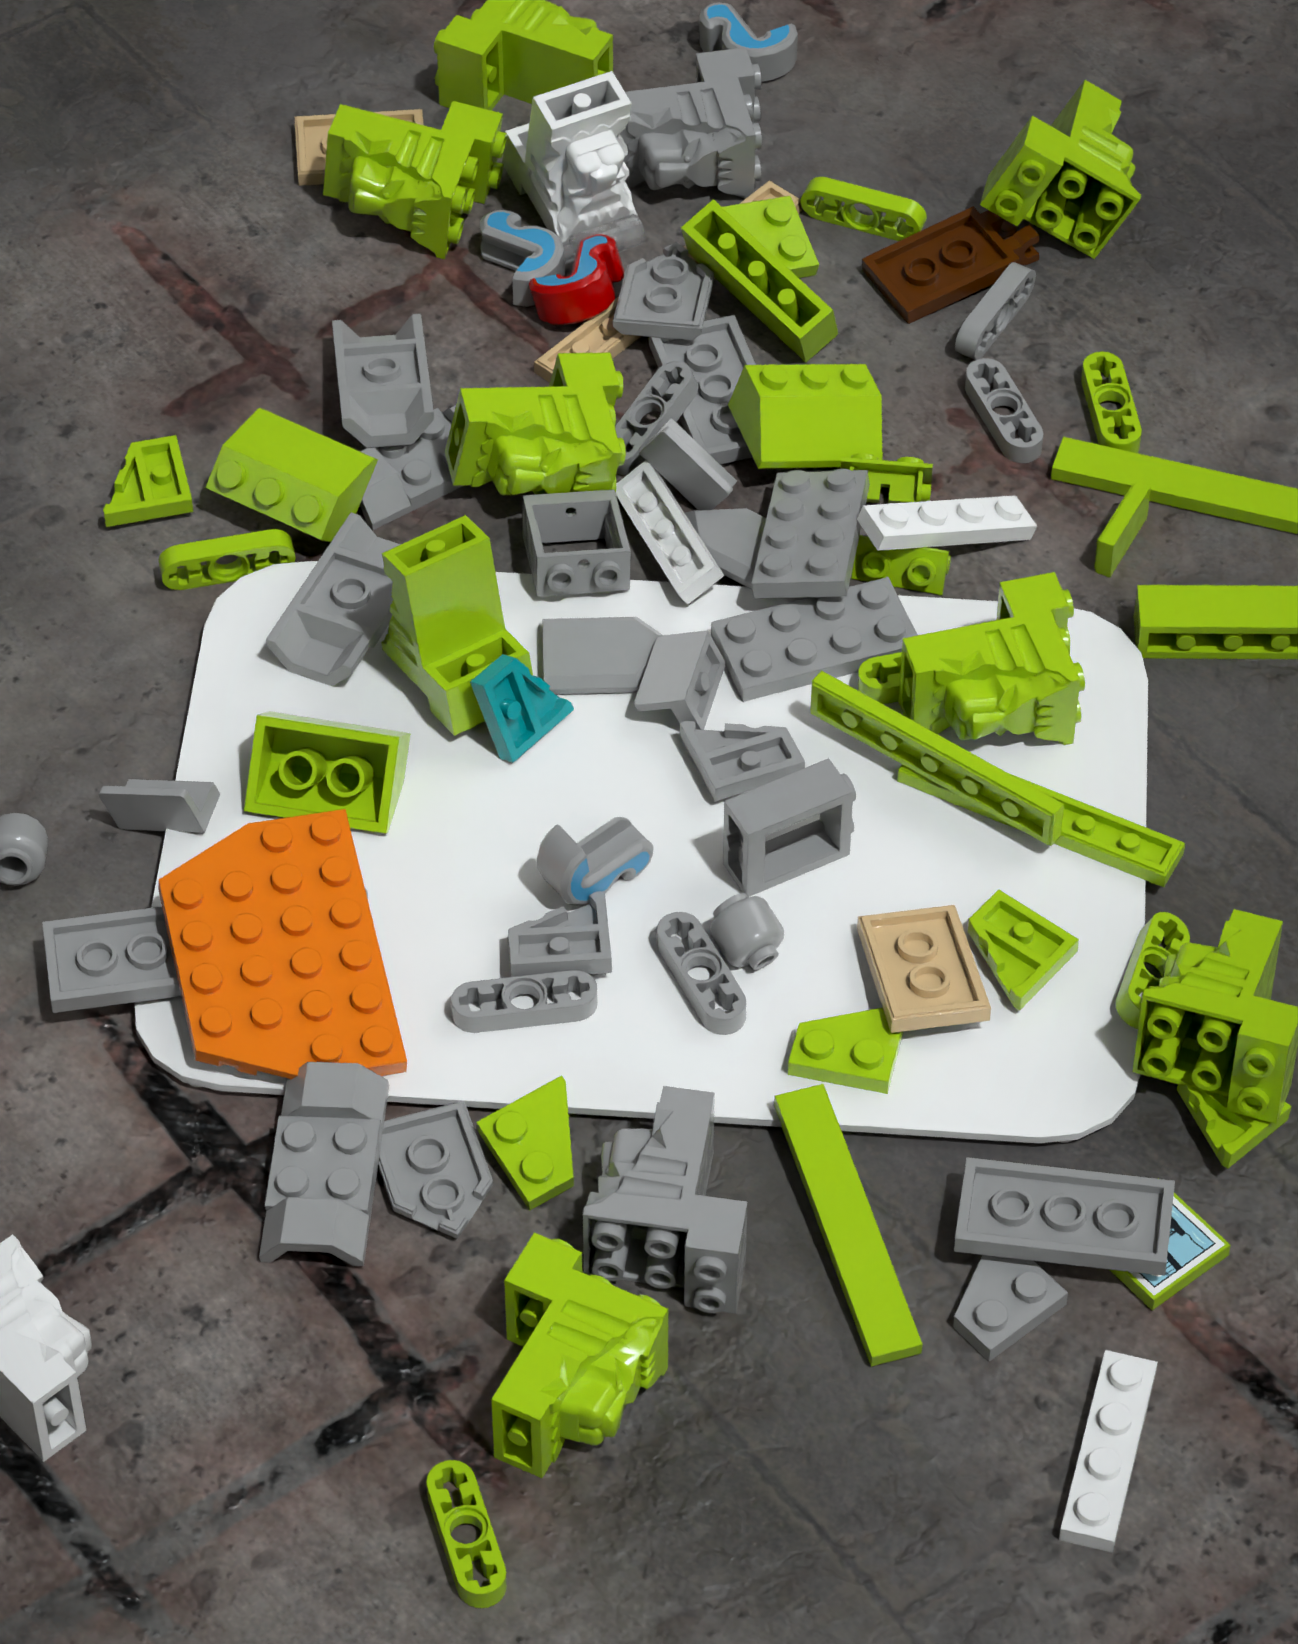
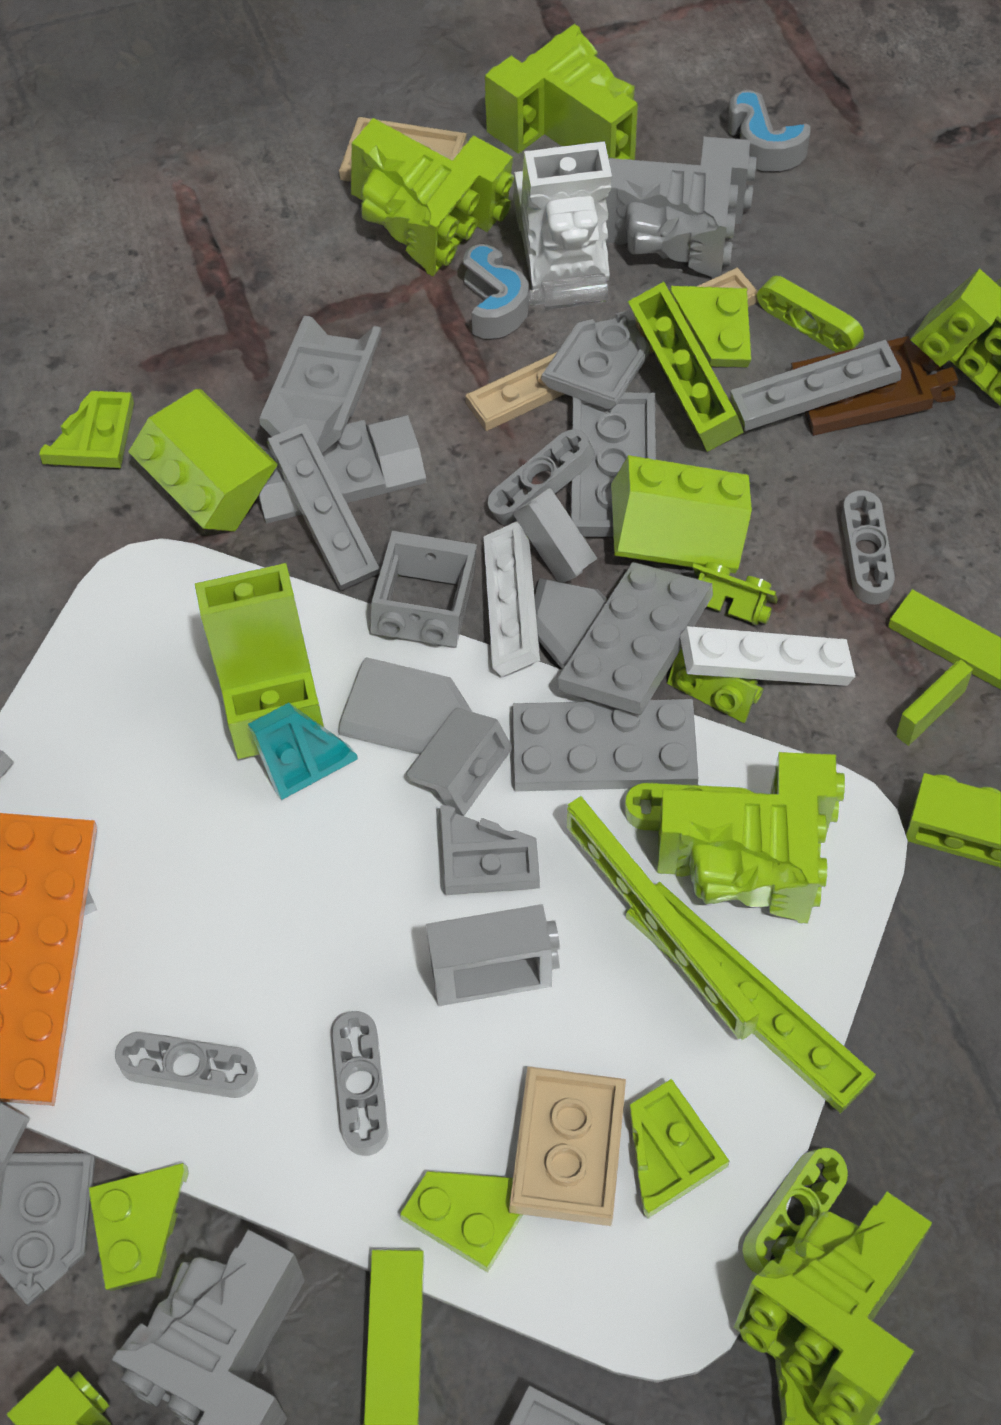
camera: 20 degrees right, 10 degrees up
(210, 550) = (104, 522): lime beam -> none
(326, 766) = (109, 766): lime slope -> none
(337, 608) = (165, 618): light grey piece -> none
(431, 481) = (323, 506): none -> light grey plate
(541, 436) = (430, 479): lime brick -> none
(563, 941) = (245, 1012): light grey wing -> none
(586, 290) = (537, 335): red animal -> none
(593, 862) = (303, 935): light grey animal -> none
(747, 931) = (415, 1054): light grey head -> none
(900, 269) = (815, 385): none -> light grey plate
(995, 311) = (893, 444): light grey beam -> none
(1115, 390) = (980, 553): lime beam -> none

